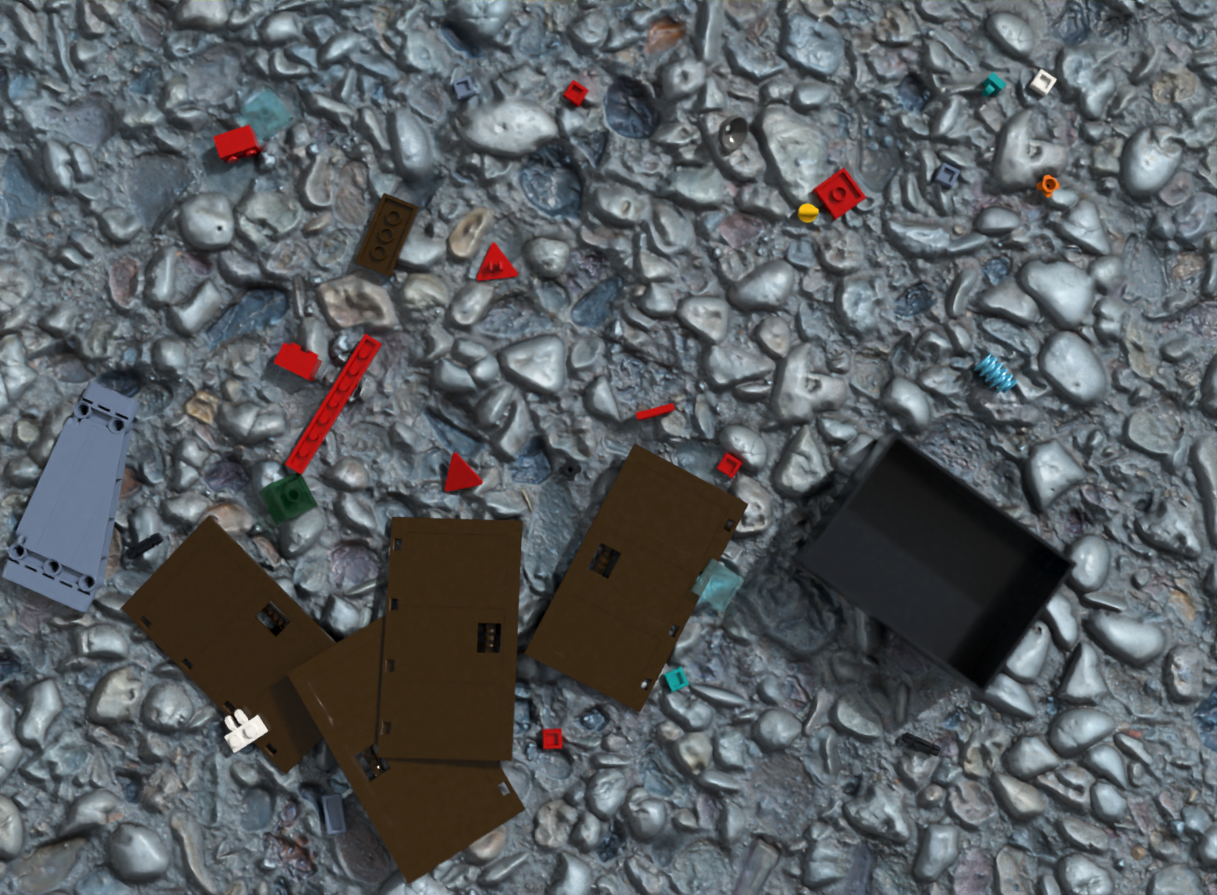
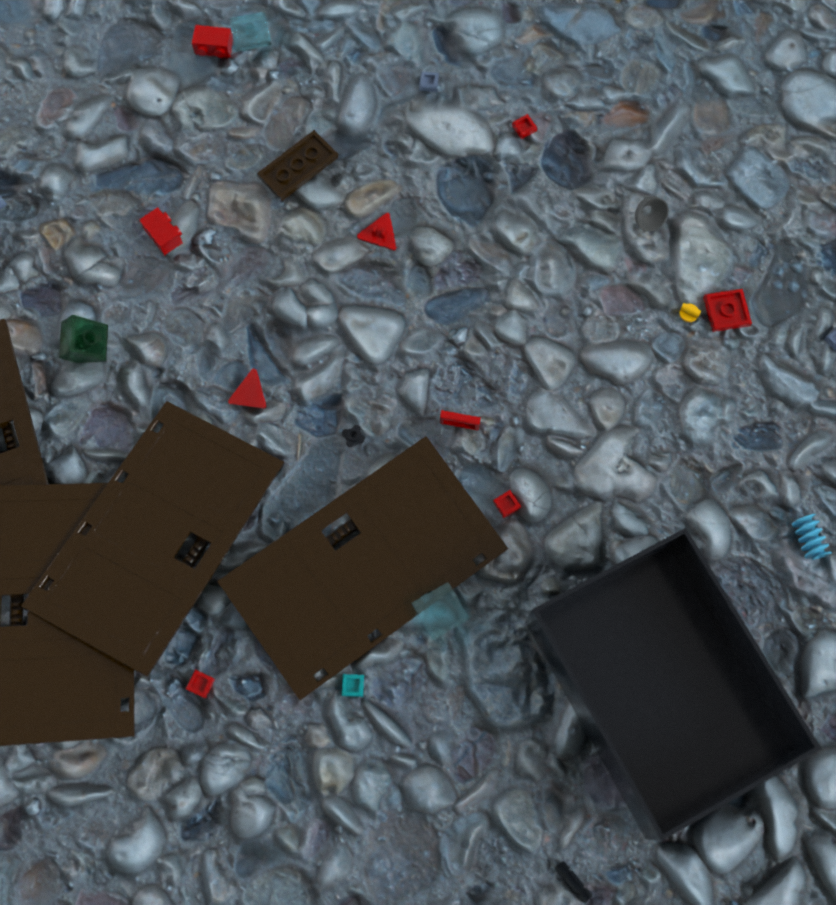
camera: 25 degrees right, 15 degrees down
(333, 404) = (170, 280): red plate -> none

